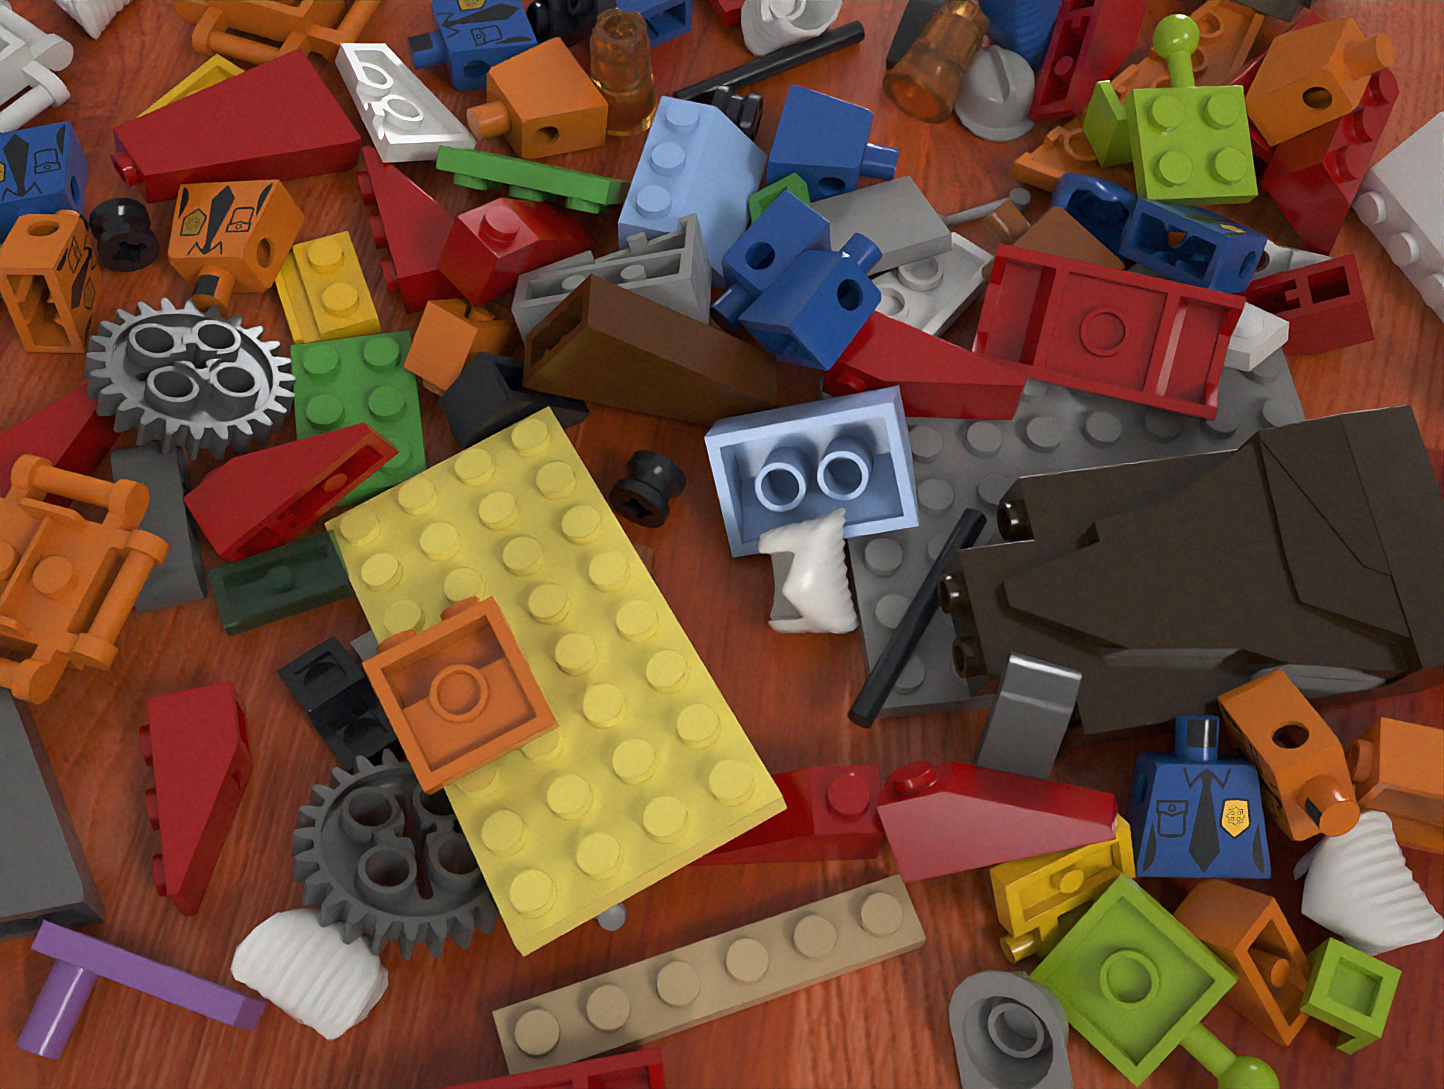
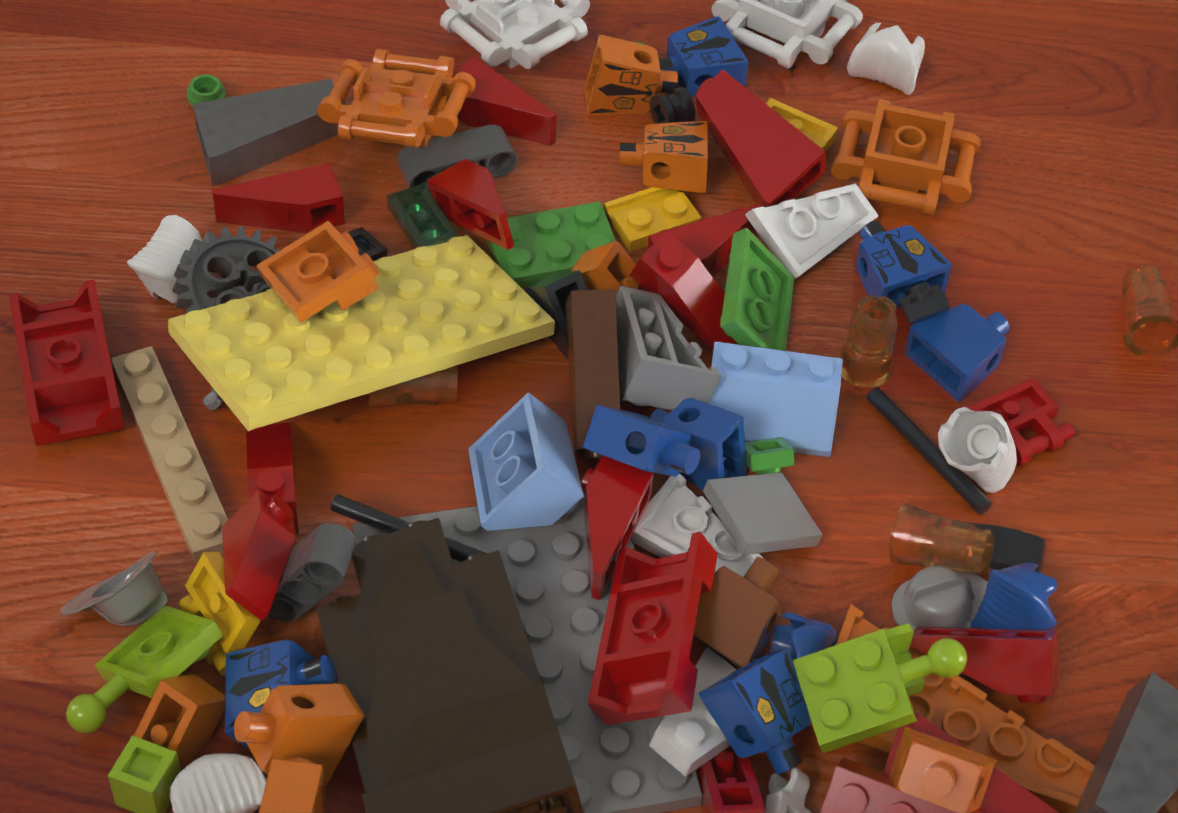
camera: 85 degrees right, 10 degrees down
(85, 957) = (179, 186): medium lavender piece -> none
(189, 379) = (555, 150): dark grey gear -> none
(541, 104) = (828, 300): orange torso -> none
(647, 488) = (506, 388): black wheel -> none
(740, 109) = (857, 422): black wheel -> none
(810, 576) = (439, 473): white hair -> none
(827, 145) = (835, 477): blue torso -> none
(1018, 196) = (787, 564): light grey hinge -> none

